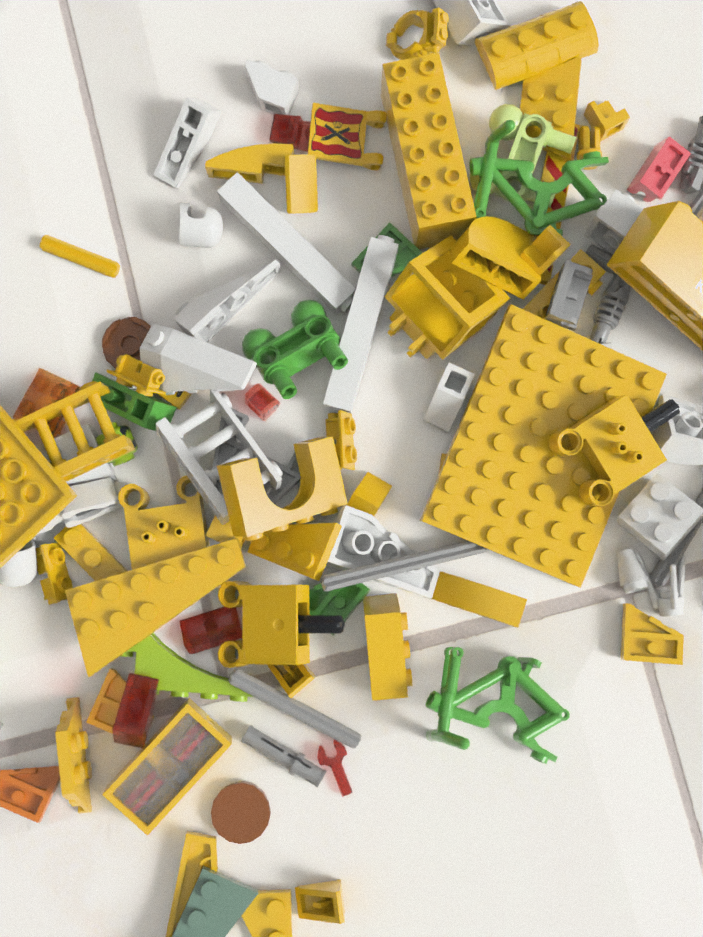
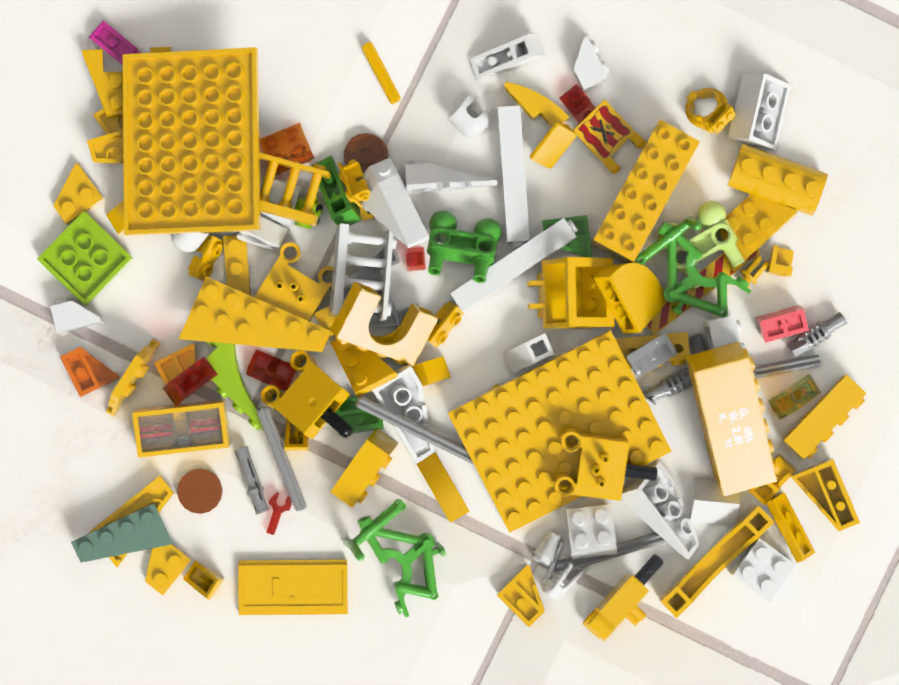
camera: 45 degrees right, 5 degrees up
(415, 829) = (293, 587): none -> yellow piece
(545, 250) = (659, 315): yellow panel -> none

